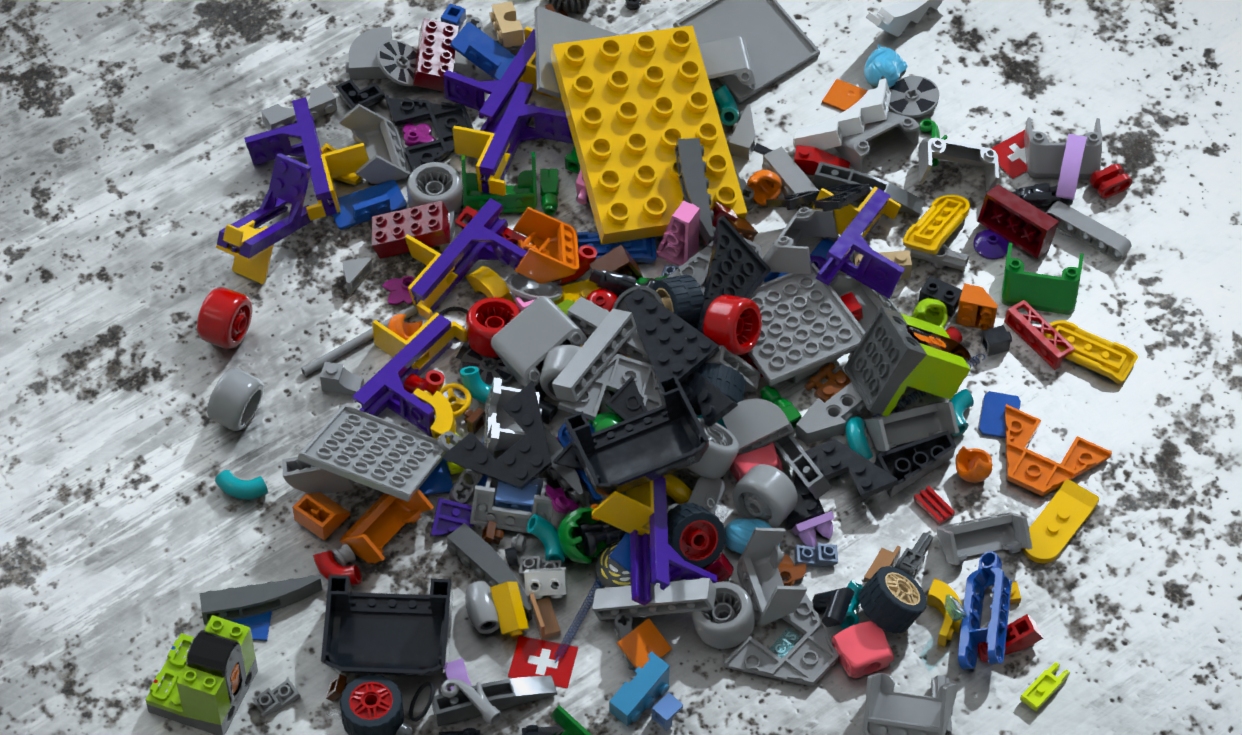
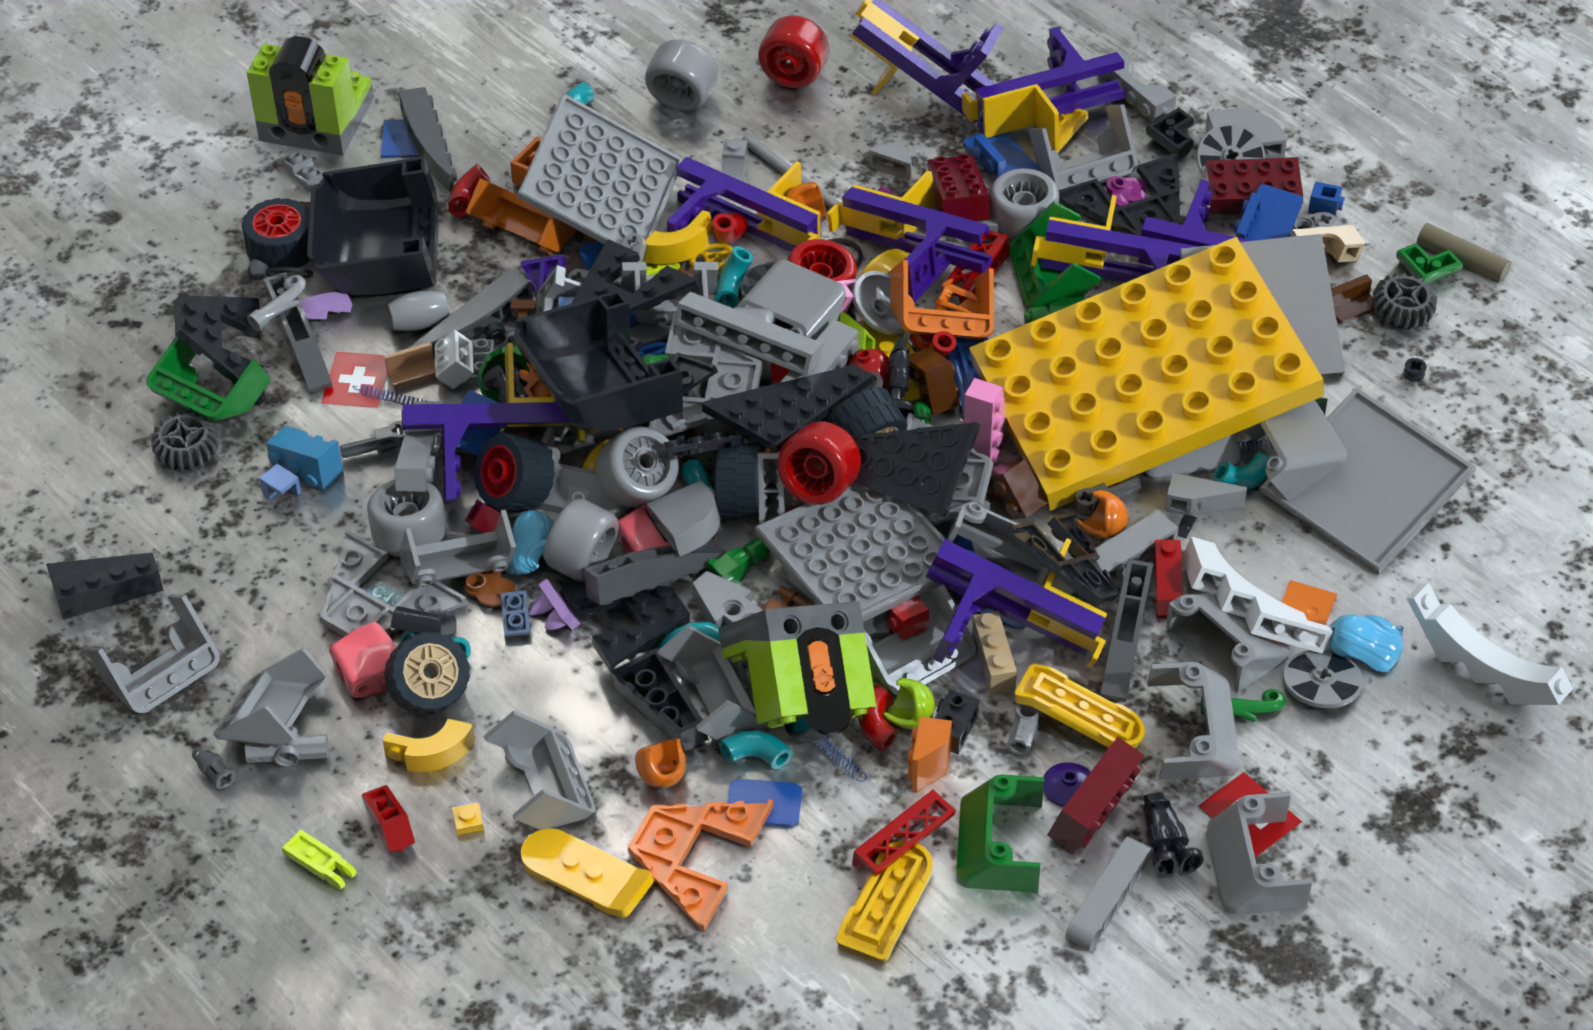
camera: 85 degrees right, 5 degrees down
(509, 608) = (410, 328): yellow brick -> none
(641, 642) = (368, 454): orange piece -> none
(694, 184) = (1051, 414): dark grey slope -> none
(720, 210) = (1028, 459): dark red panel -> none
(883, 559) = (498, 682): medium nougat panel -> none
(913, 558) = (501, 705): dark grey connector -> none
(937, 504) = (599, 730): red tile -> none
(954, 608) = (418, 740): clear light blue slope -> none
(996, 340) = (885, 786): black brick -> none
(996, 632) = (383, 775): blue piece -> none
(1071, 166) = (1209, 843): lavender slope -> none
(1110, 181) = (1212, 919): red brick -> none

